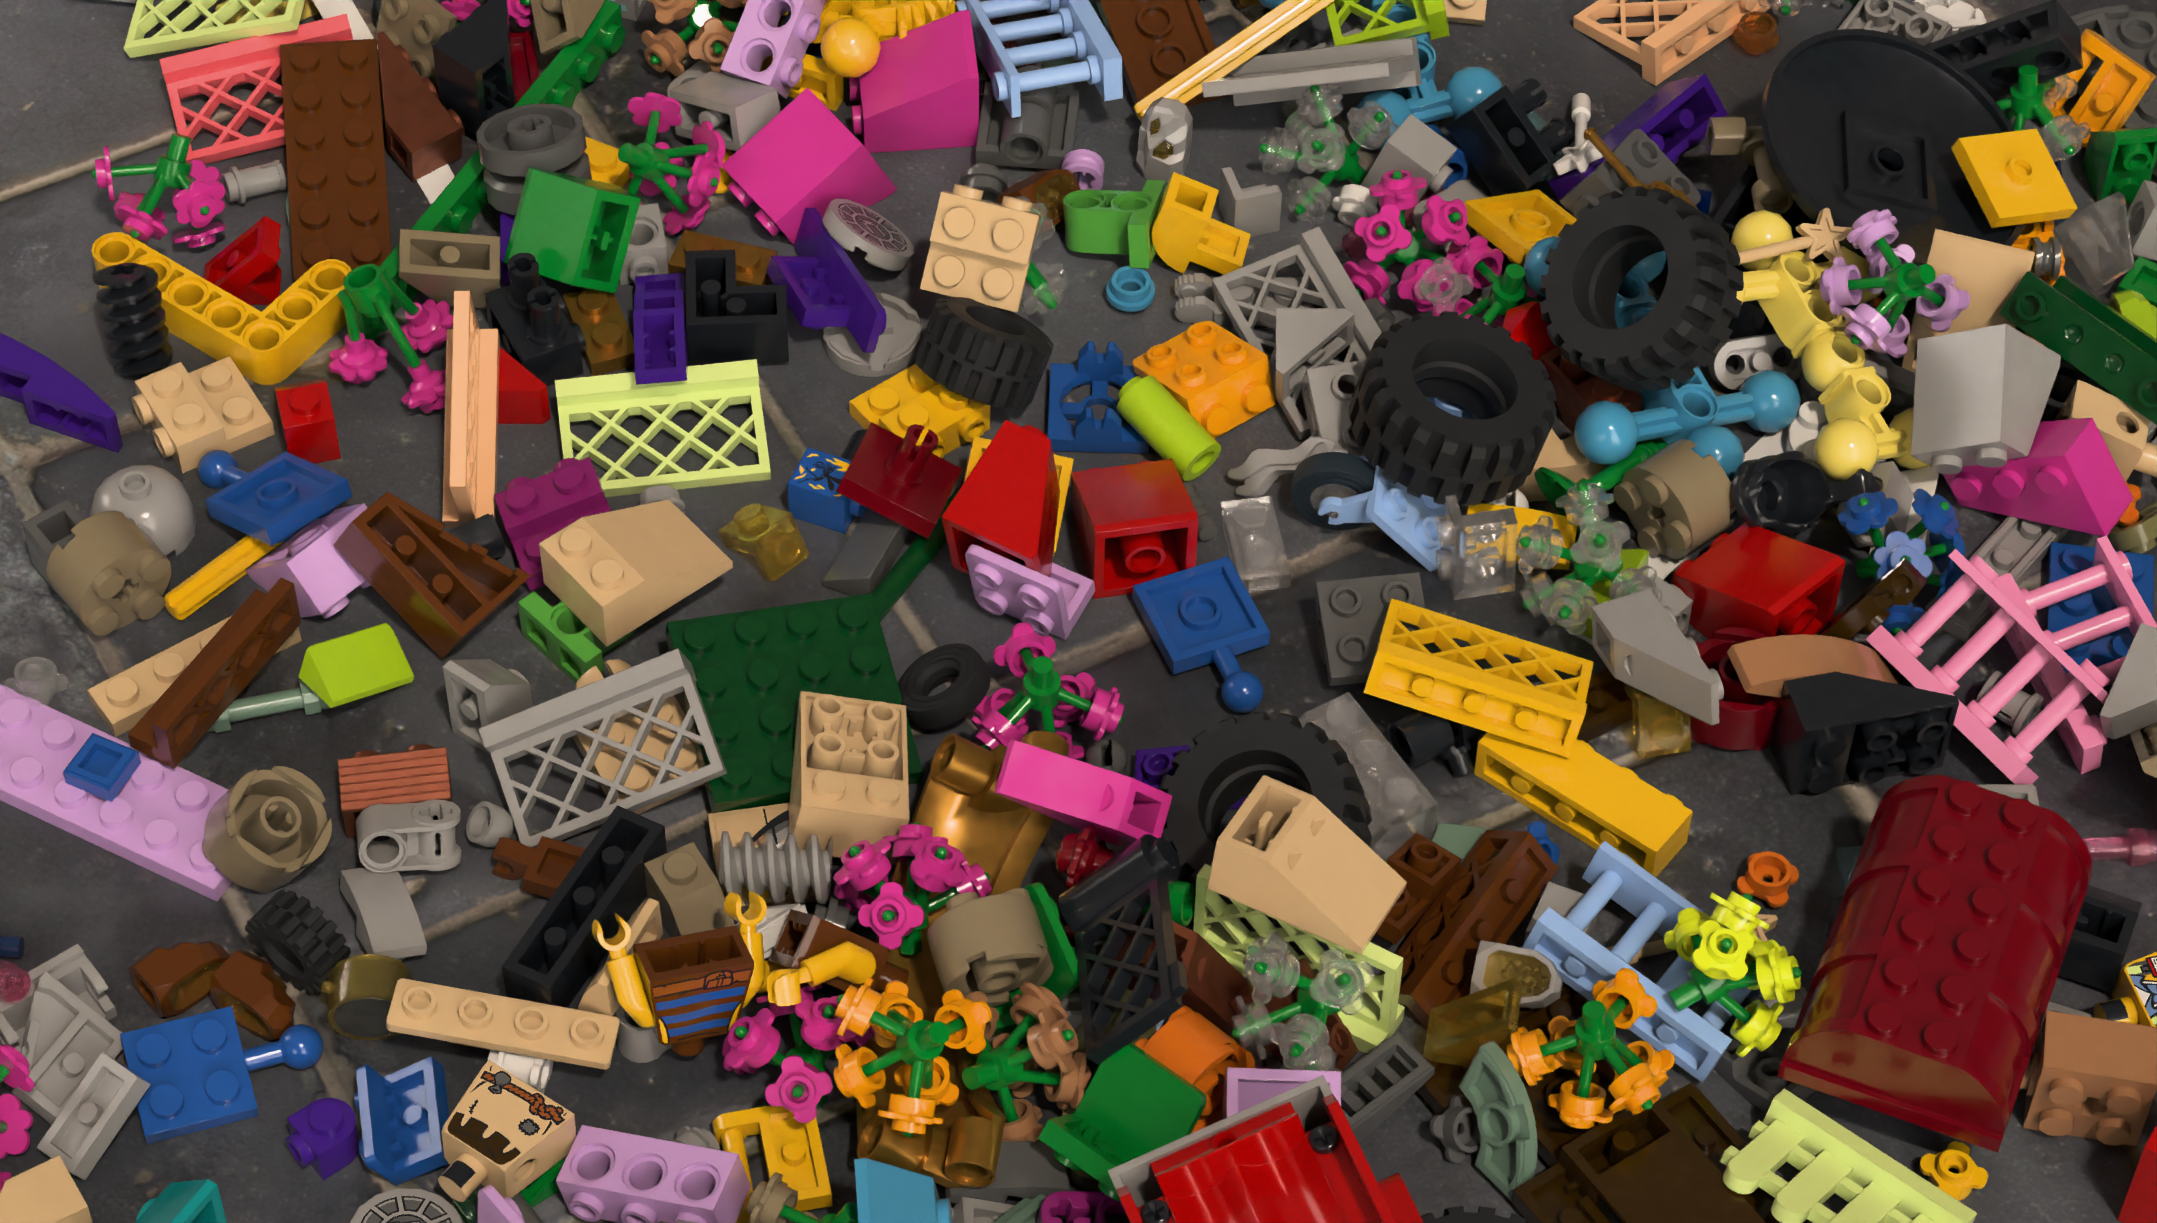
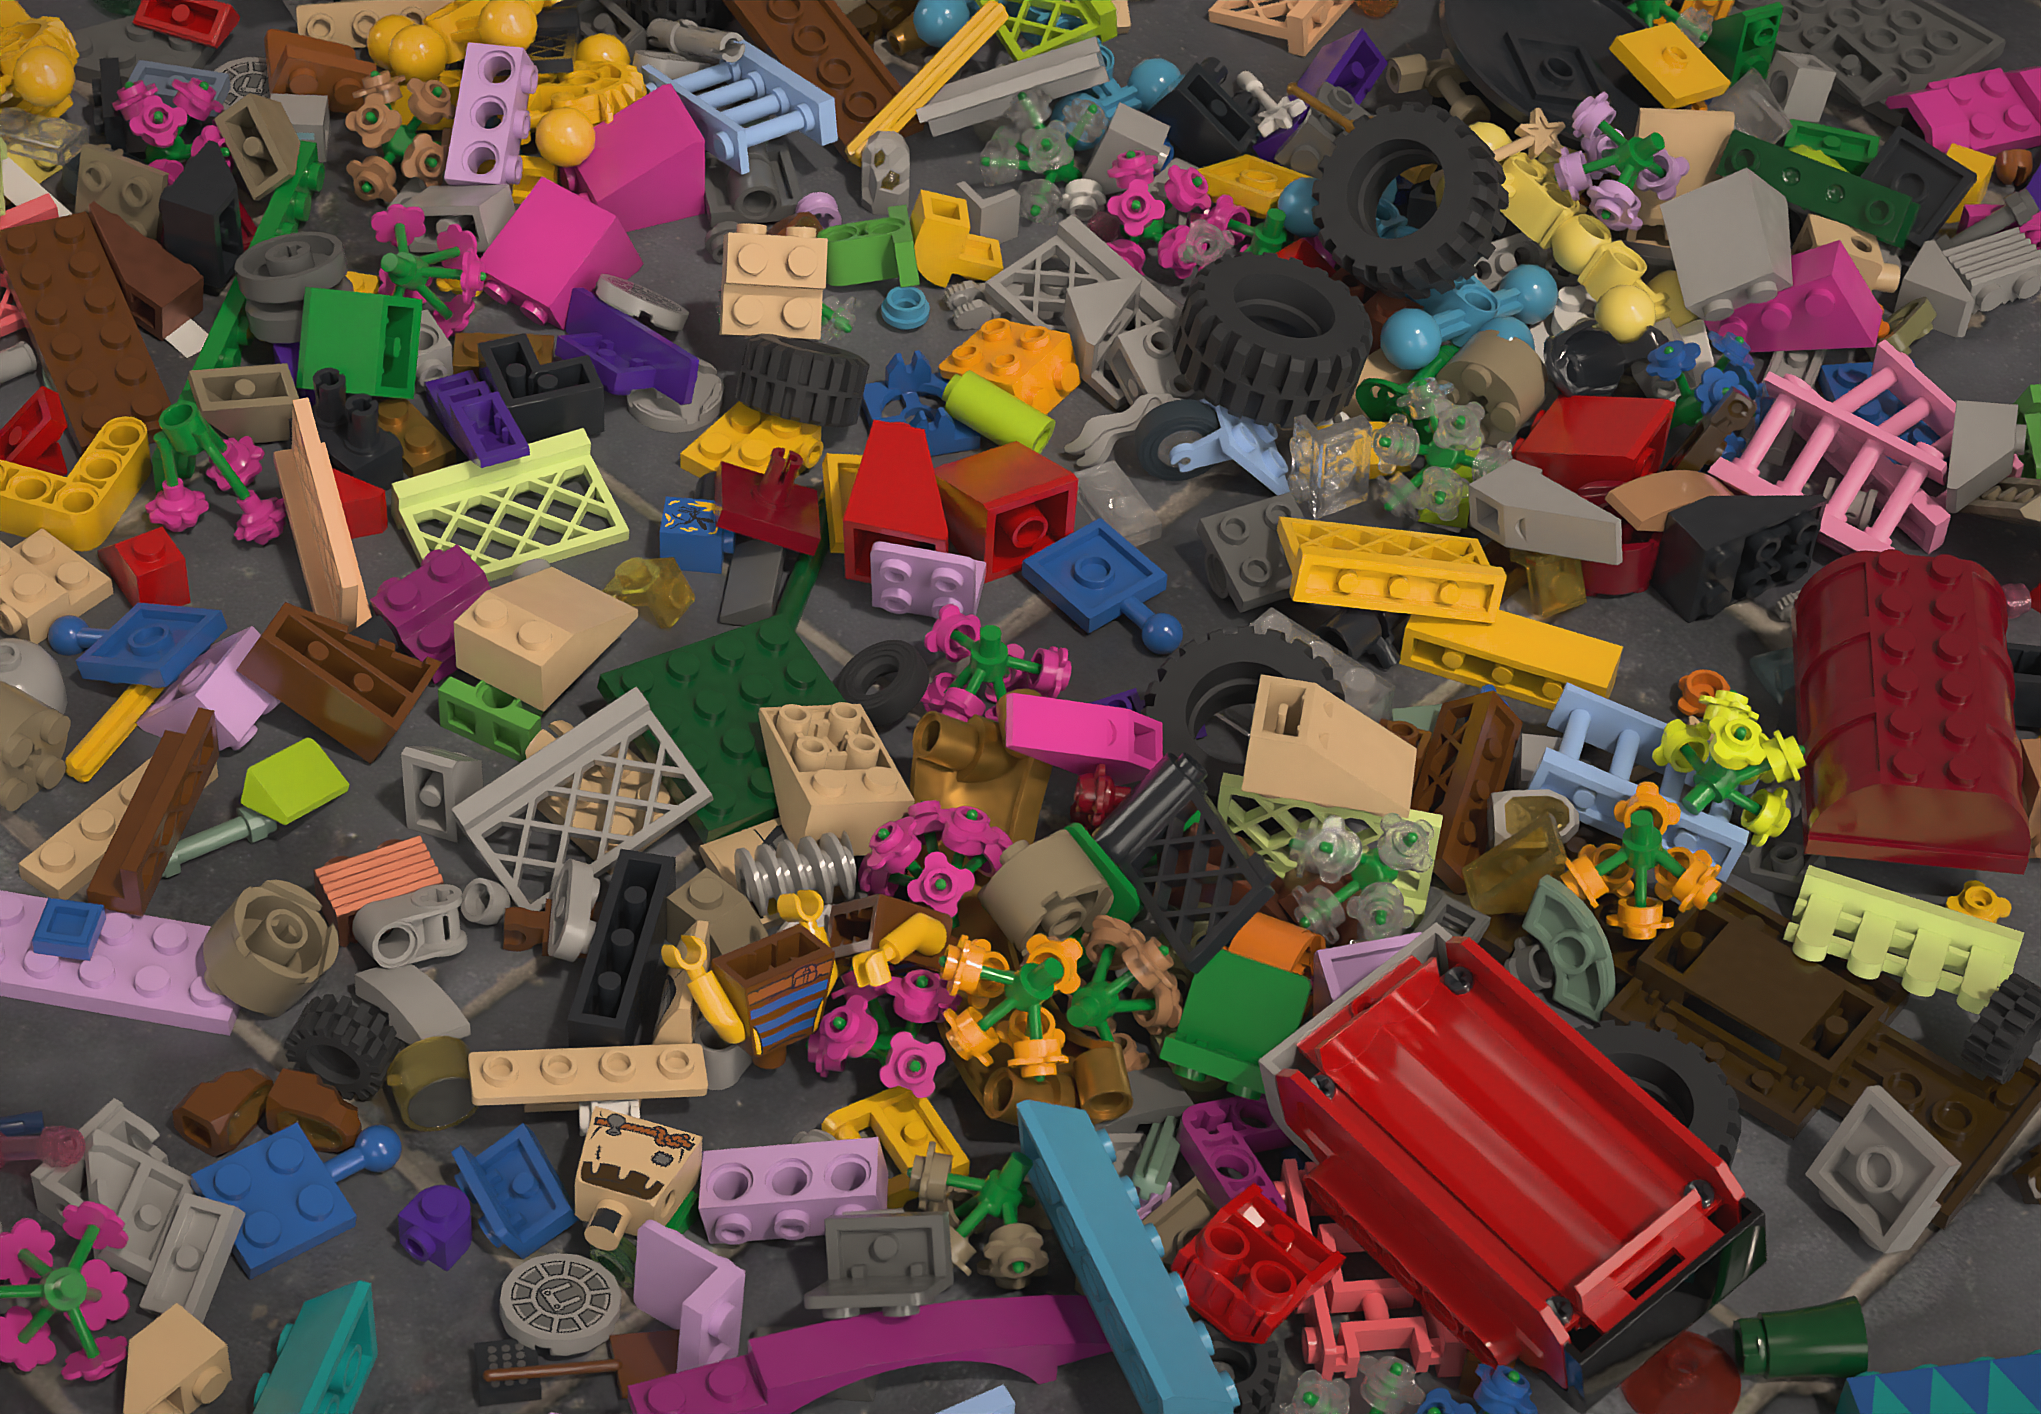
camera: 20 degrees left, 5 degrees down
(562, 839) = (571, 908): none -> light grey plate

